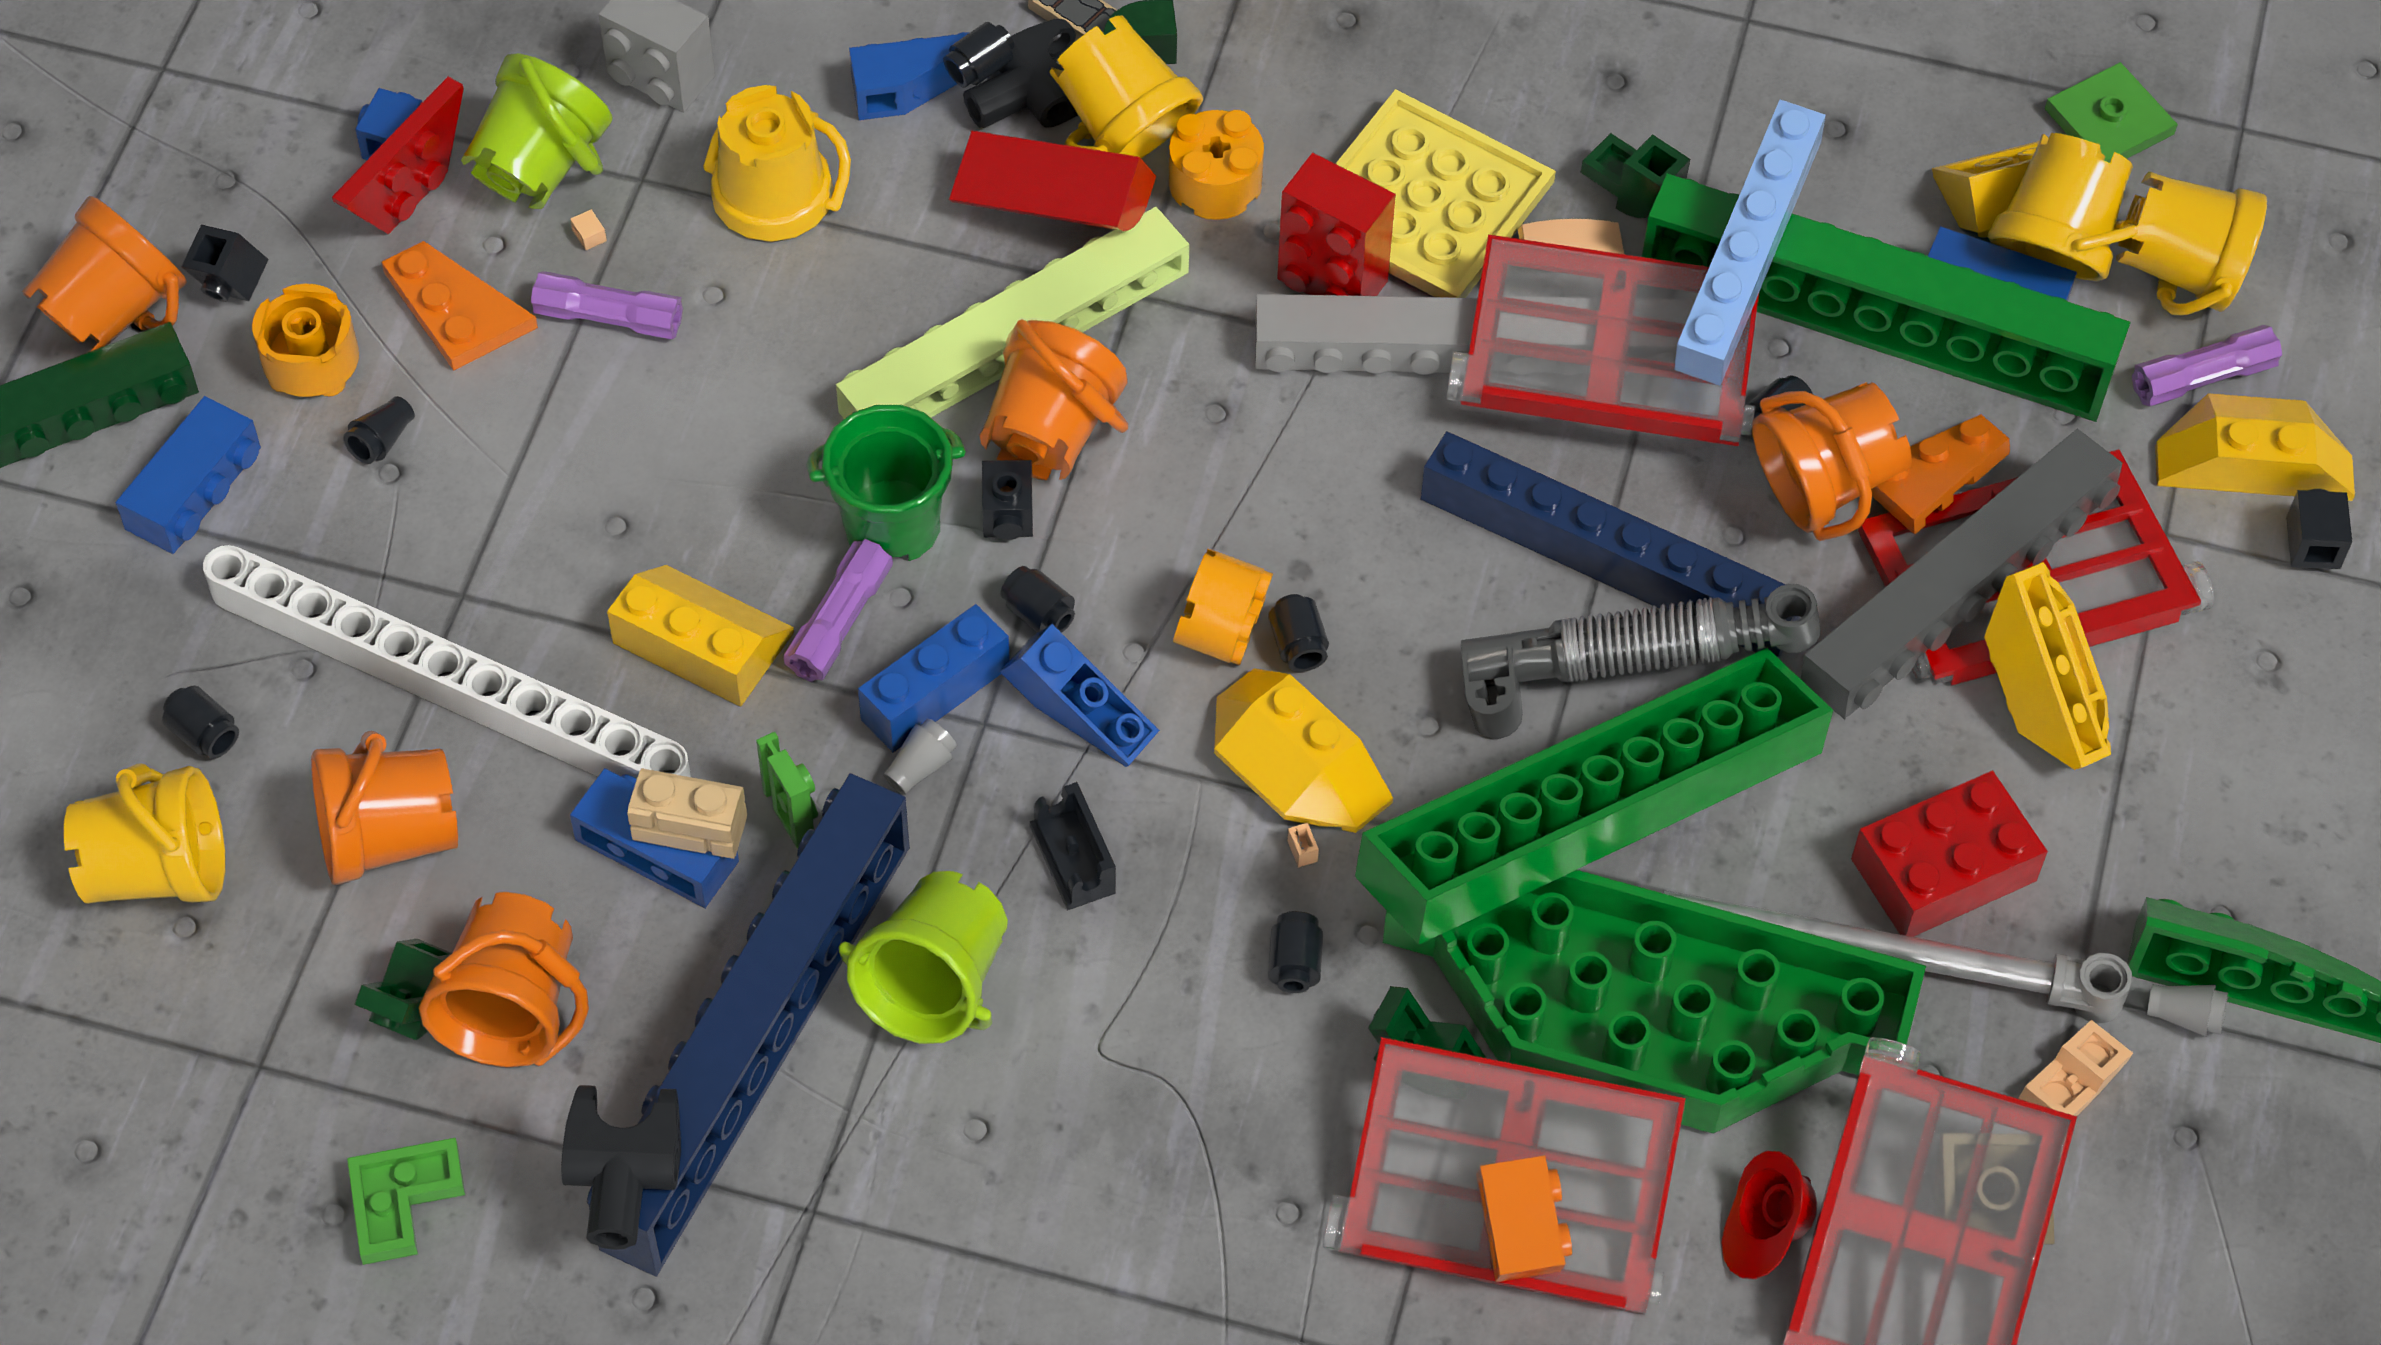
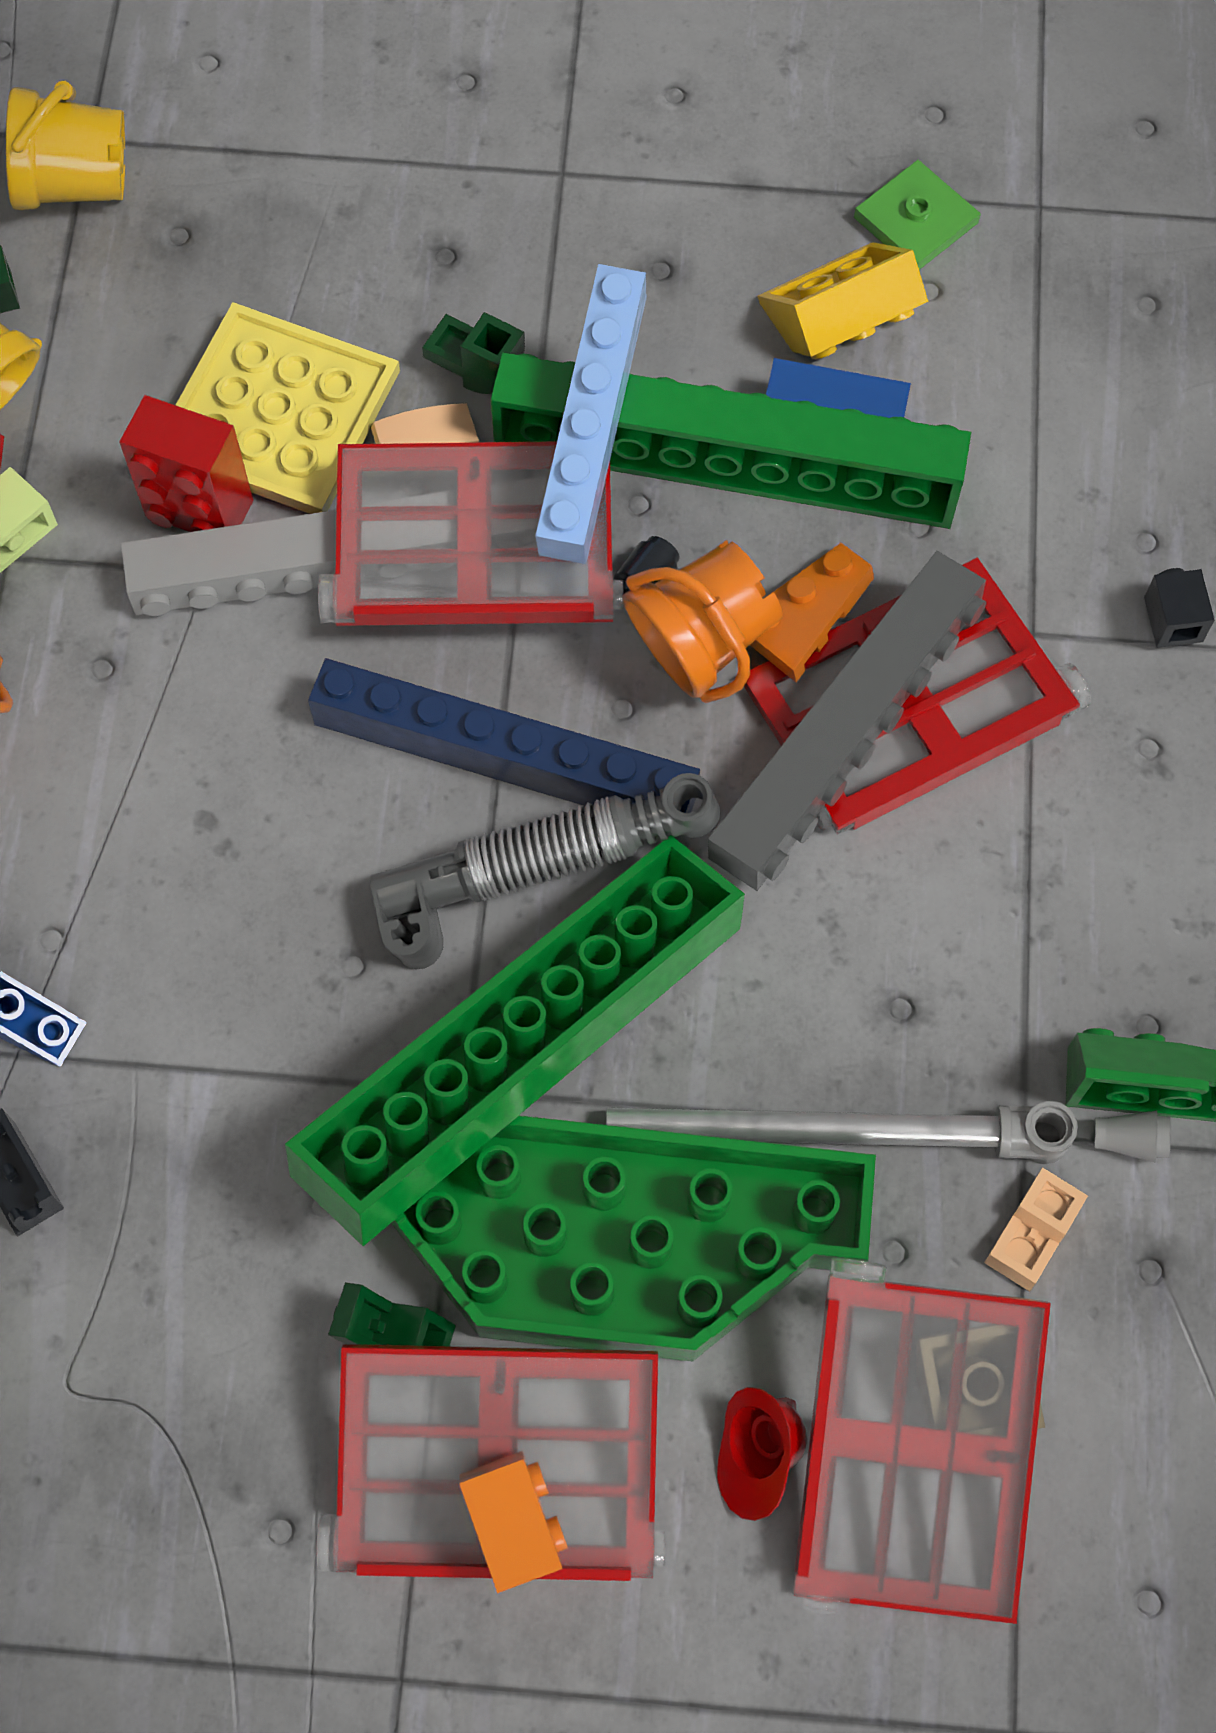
camera: 10 degrees left, 10 degrees up
(1216, 163) = (66, 408): light orange brick -> none
(1223, 607) = (126, 885): light orange brick -> none
(1295, 952) = (249, 1246): black brick -> none
(1297, 753) = (222, 1028): yellow wedge -> none
(1299, 632) = (210, 894): black brick -> none
(1303, 845) = (244, 1122): light nougat piece -> none
(1948, 855) = (878, 1018): red brick -> none
(2048, 669) = (947, 807): yellow wedge -> none
(2068, 207) = (893, 321): yellow piece -> none
(2176, 374) = (1019, 469): medium lavender axle -> none
(2194, 240) = (1017, 333): yellow piece -> none
(2253, 448) = (1103, 532): yellow wedge -> none

